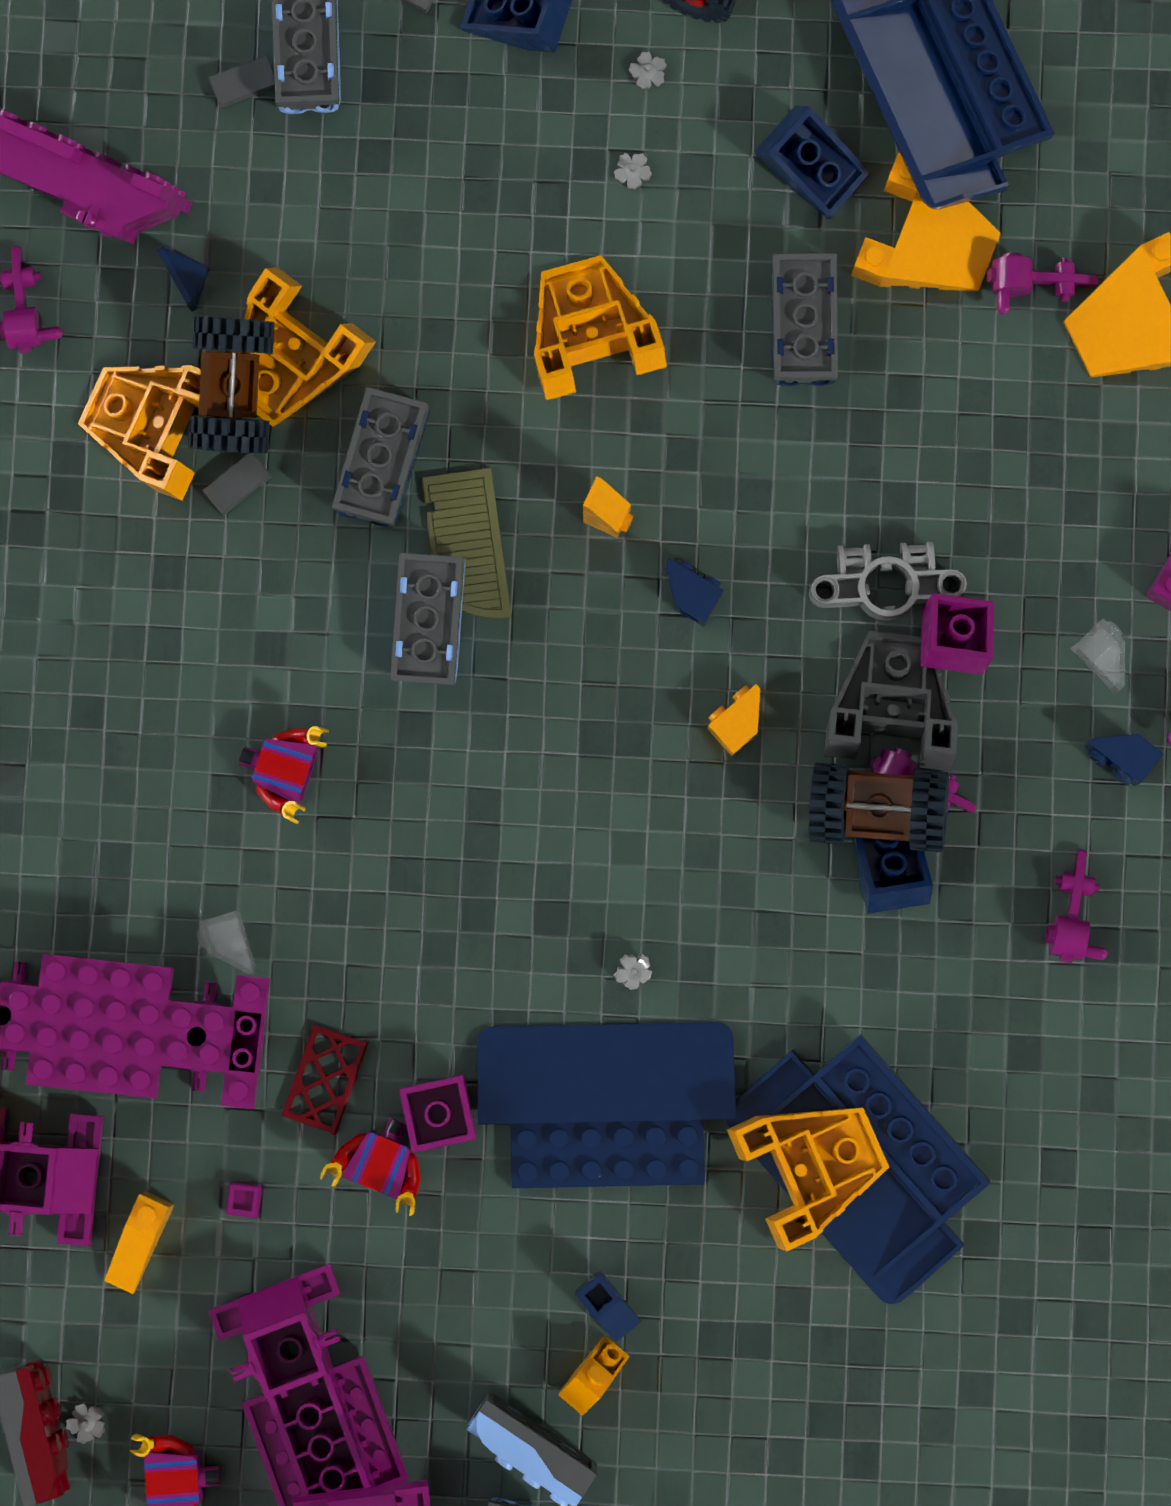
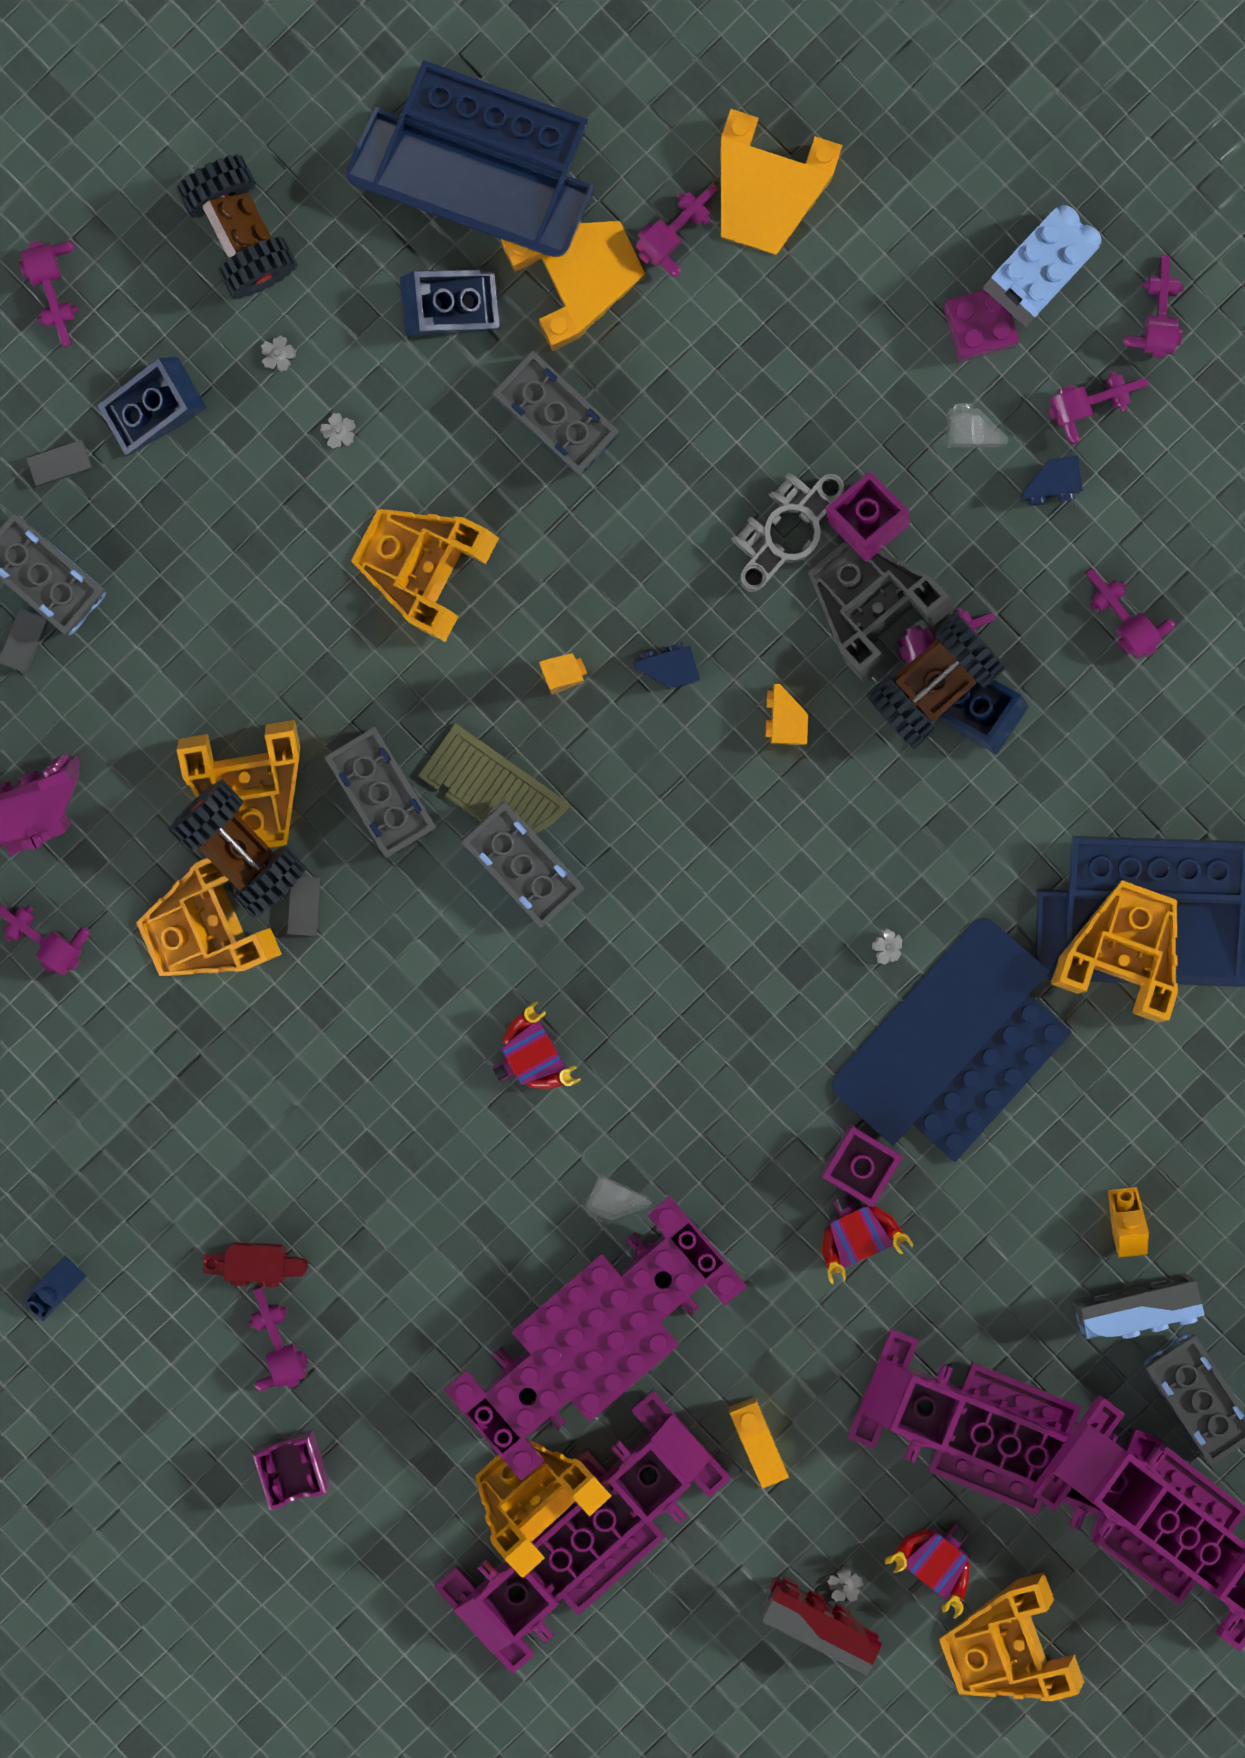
camera: 50 degrees left, 5 degrees up
(187, 275) = (125, 806): dark blue slope -> none
(244, 1199) = (795, 1346): magenta tile -> none
(298, 1087) = (754, 1242): dark red window -> none
(607, 1306) = (1091, 1171): dark blue slope -> none

